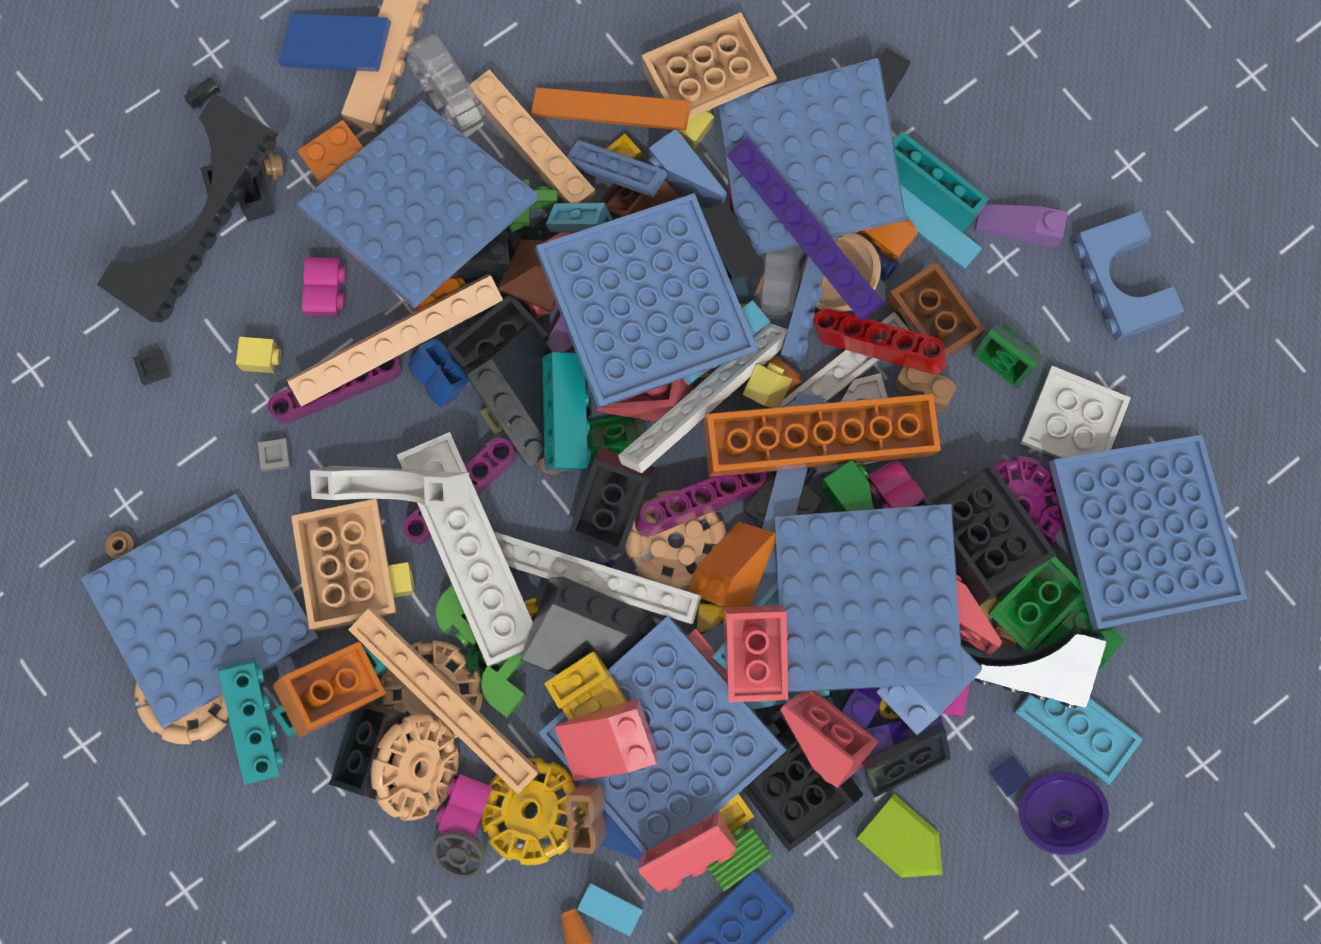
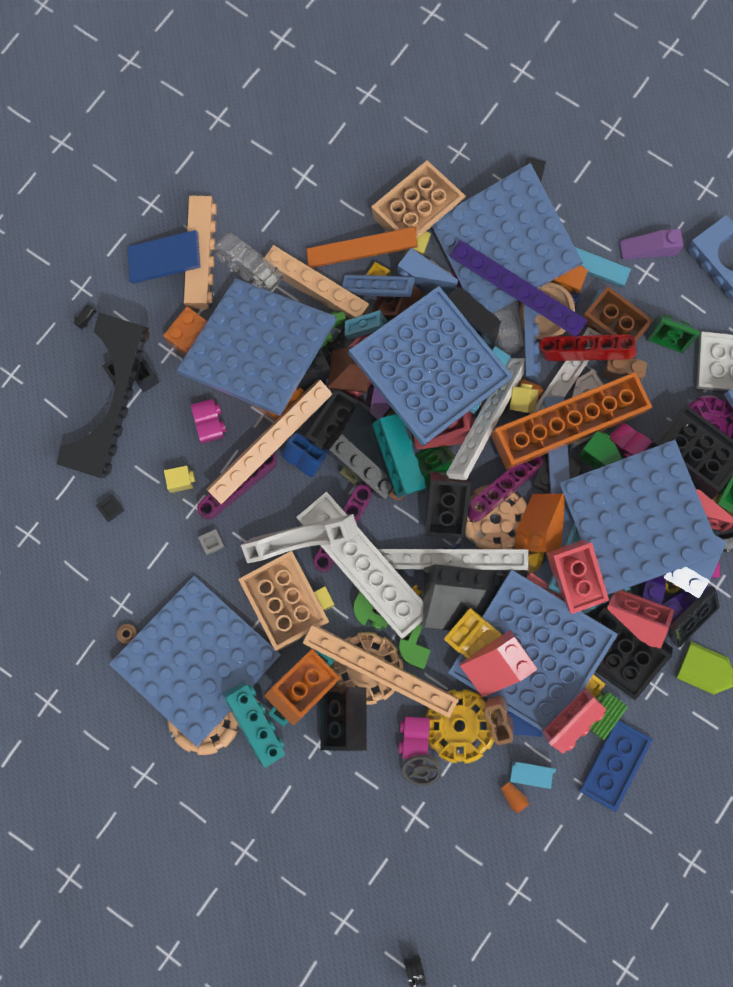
camera: 15 degrees left, 0 degrees up
(273, 166) = (149, 351): medium nougat plate -> none
(435, 771) = (379, 737): light nougat plate -> none
(475, 661) = (390, 637): dark green plate -> none
(937, 183) = (592, 235): teal brick -> none

